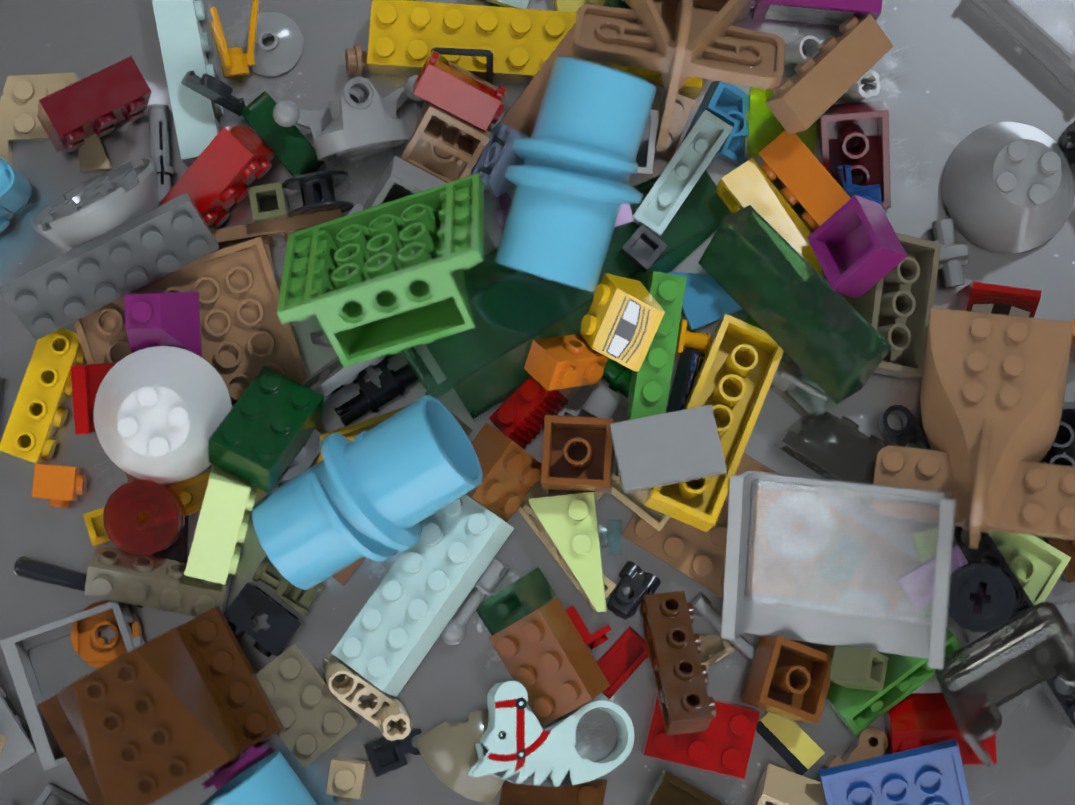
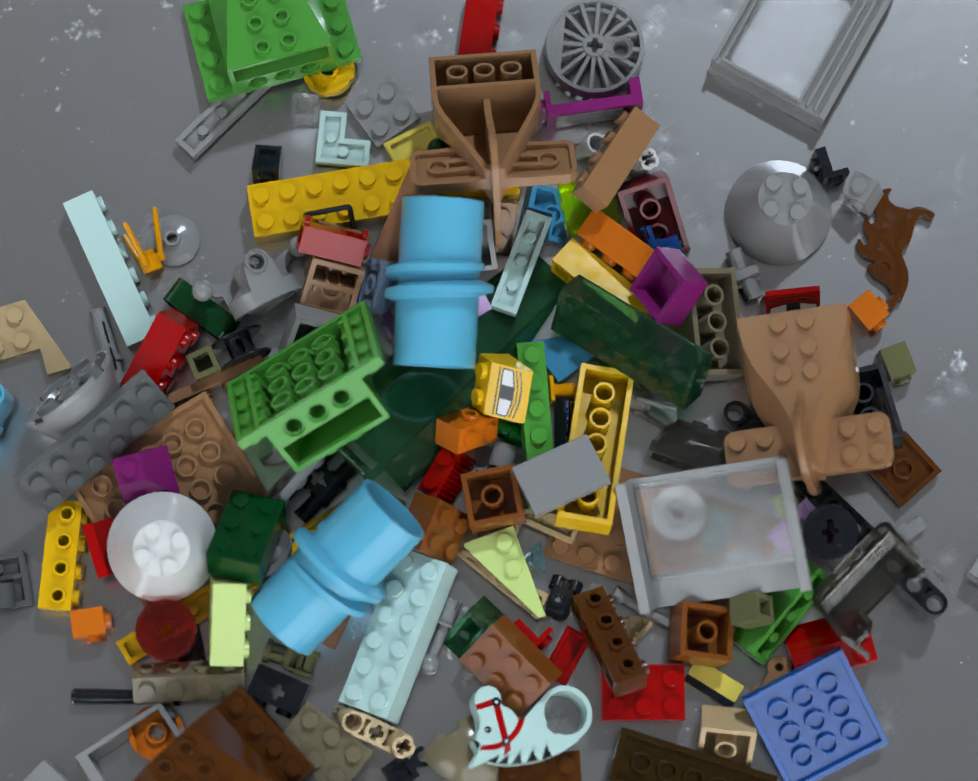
camera: 10 degrees left, 5 degrees down
(94, 105) = (50, 320): dark red brick -> none
(214, 90) = (140, 286): black tile -> none
(355, 61) = (244, 237): medium nougat plate -> none
(643, 248) = (505, 328): black plate -> none
(1031, 561) = (867, 496): yellowish green wing -> none

